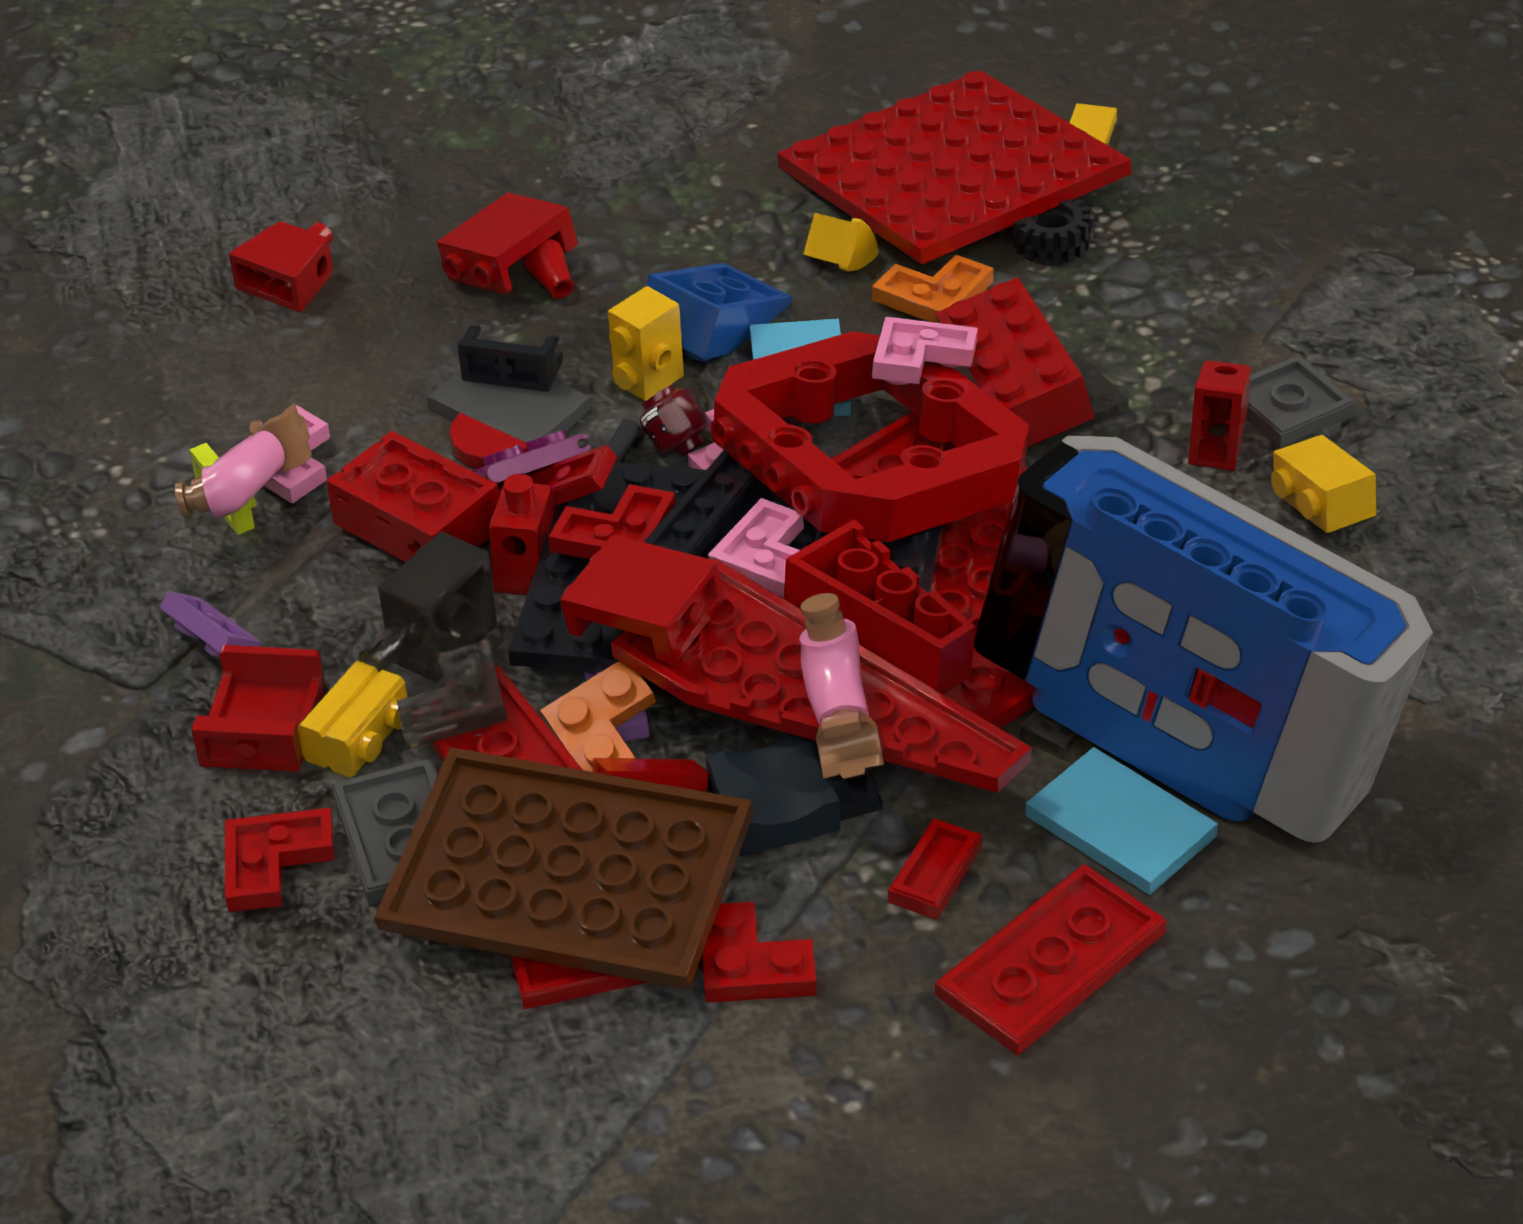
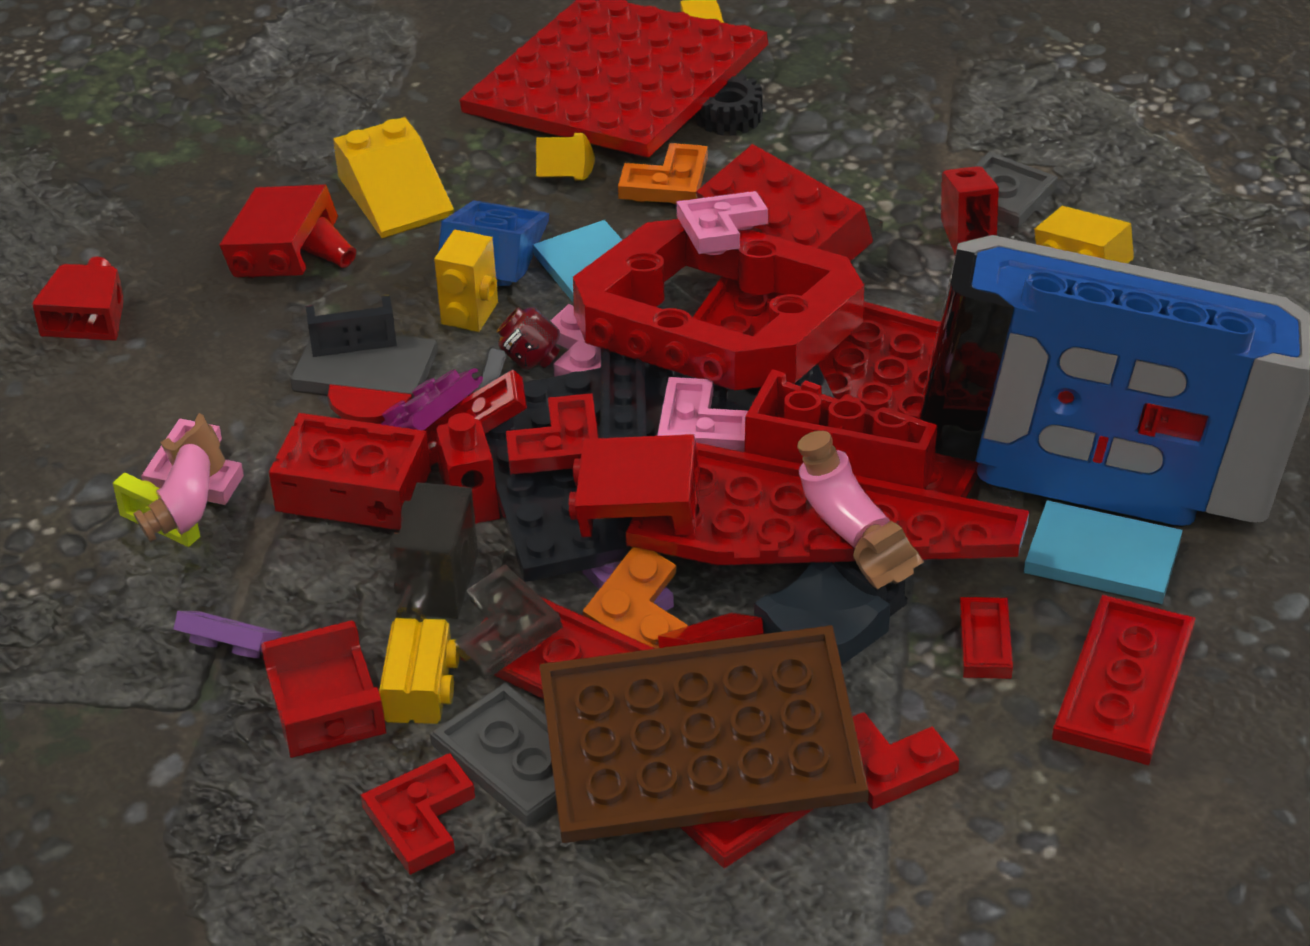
camera: 25 degrees left, 0 degrees up
(654, 215) = (391, 177): none -> yellow slope

